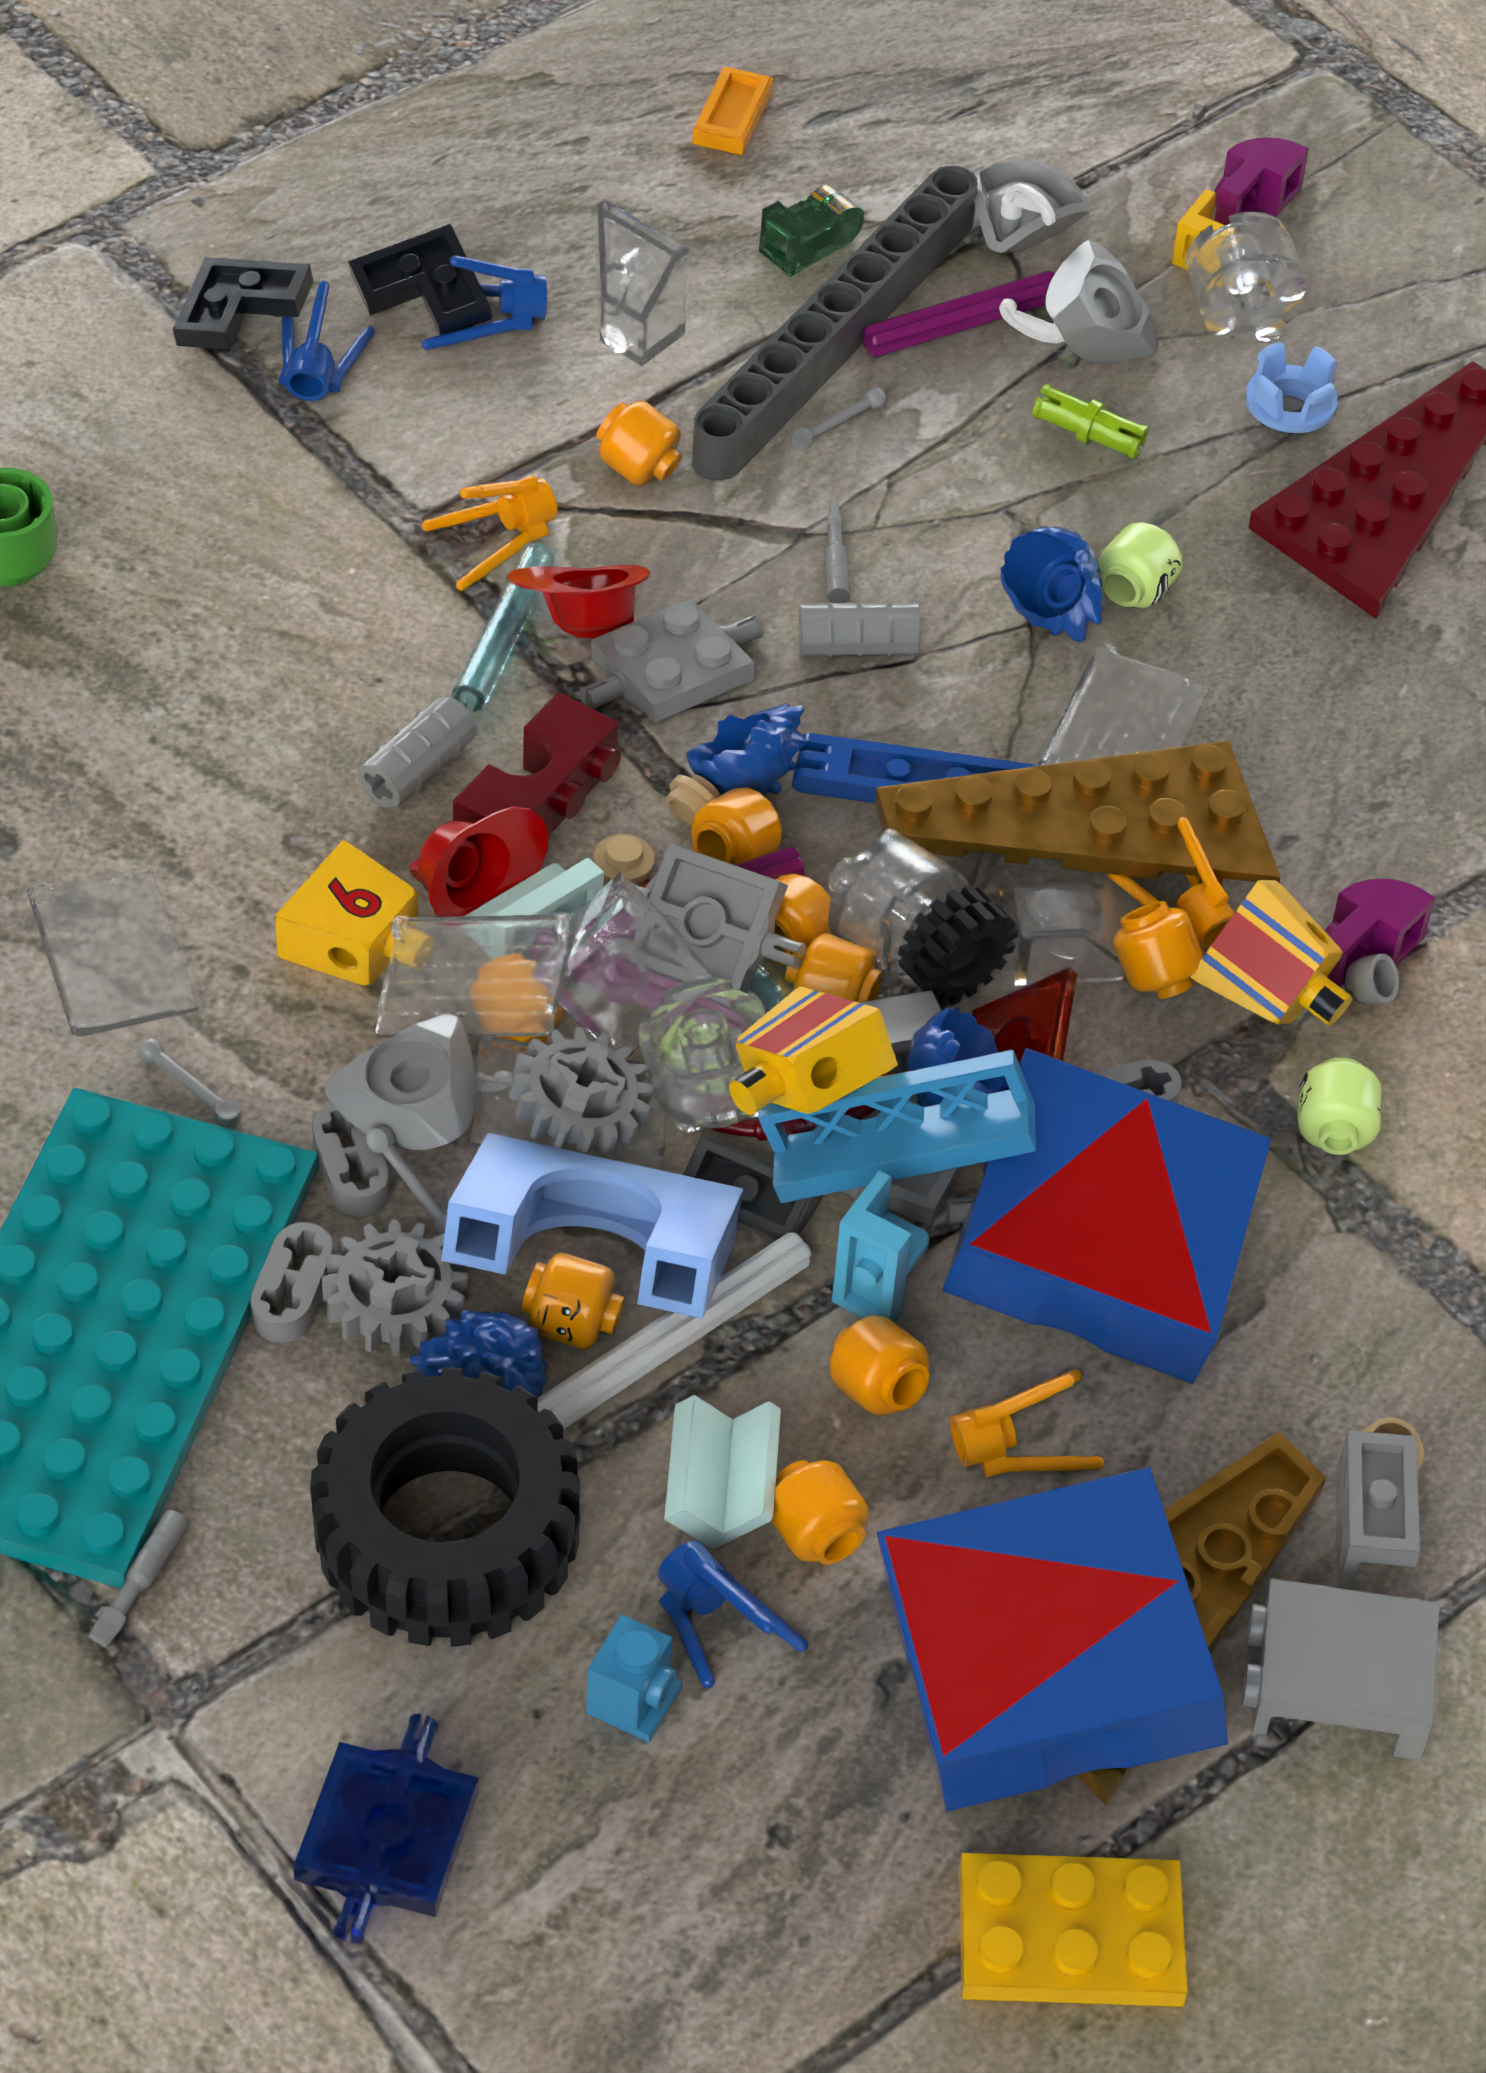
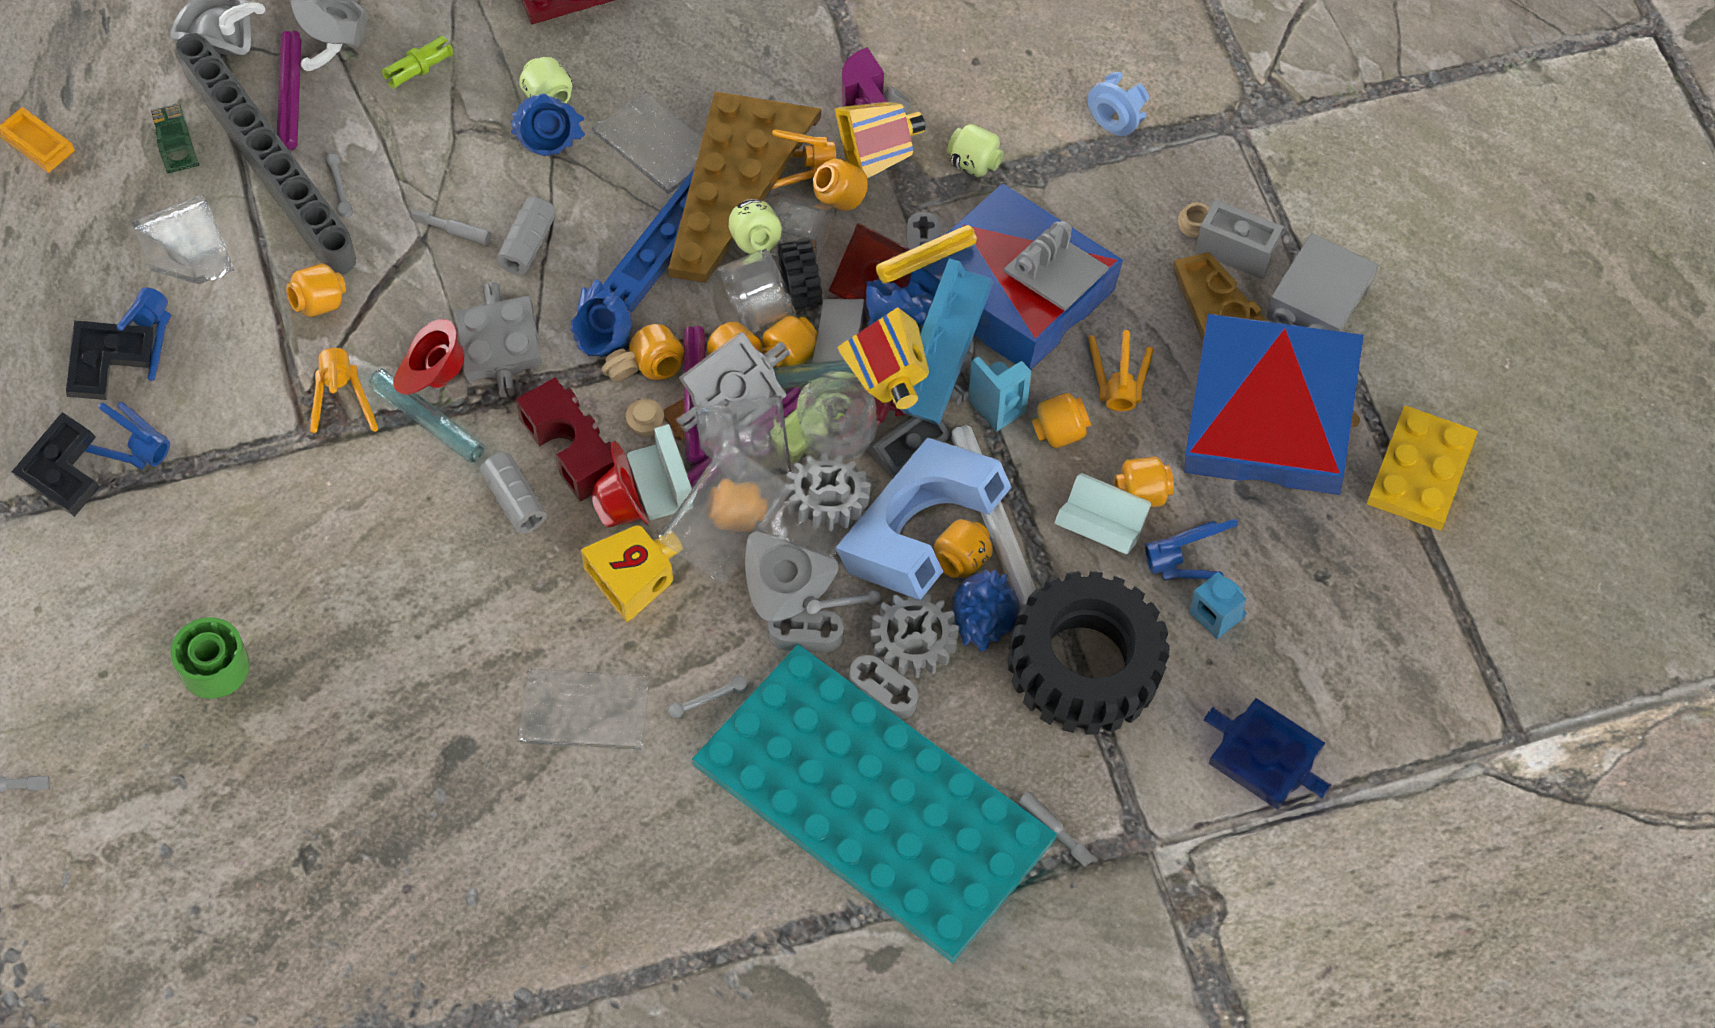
camera: 65 degrees left, 10 degrees up
(993, 848) = (754, 226): none -> yellowish green head
(1042, 1052) = (926, 254): none -> yellow axle
(1126, 1236) = (1056, 267): none -> light grey hinge

